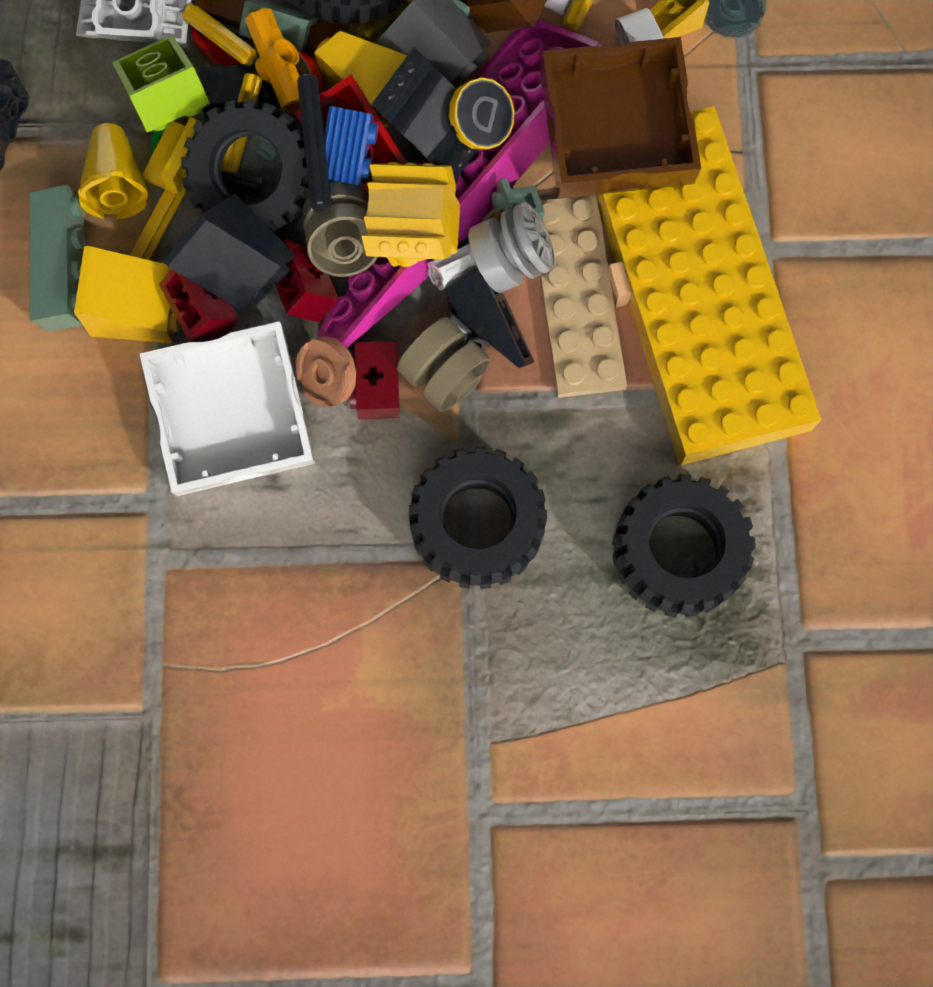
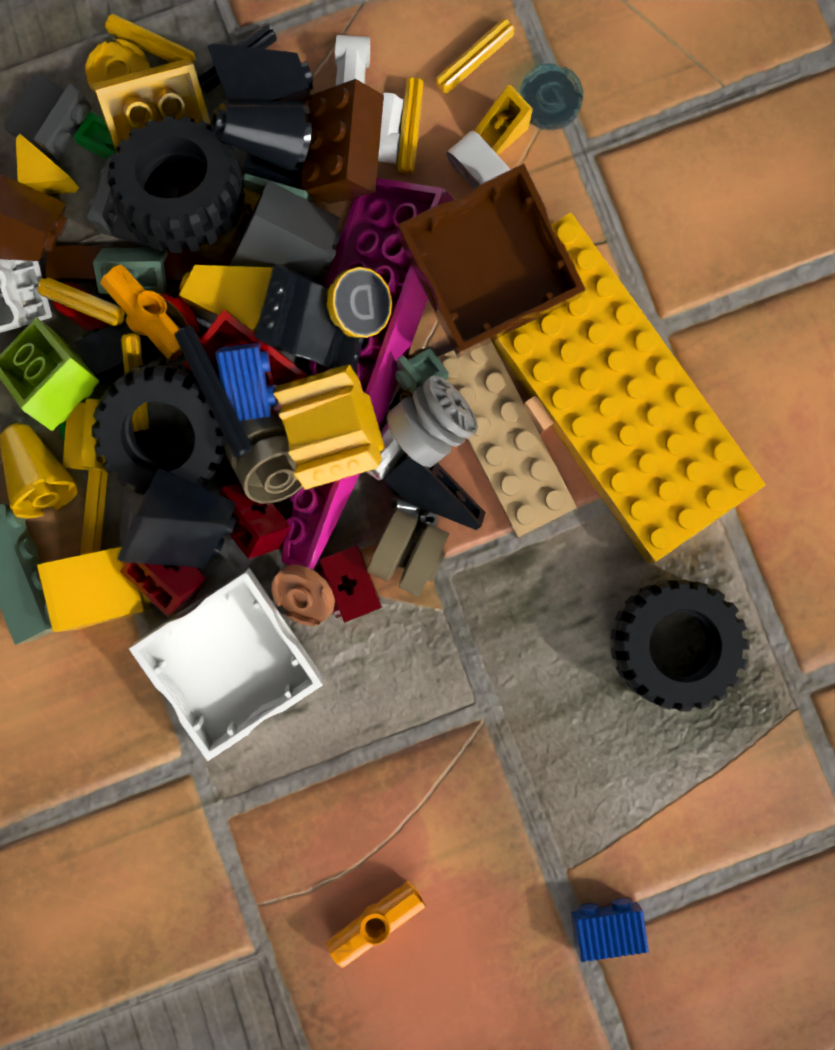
camera: 15 degrees left, 10 degrees up
(252, 726) = (359, 937): none -> light orange piece
(478, 471) = (497, 729): black tyre -> none
(513, 812) = (609, 930): none -> blue brick

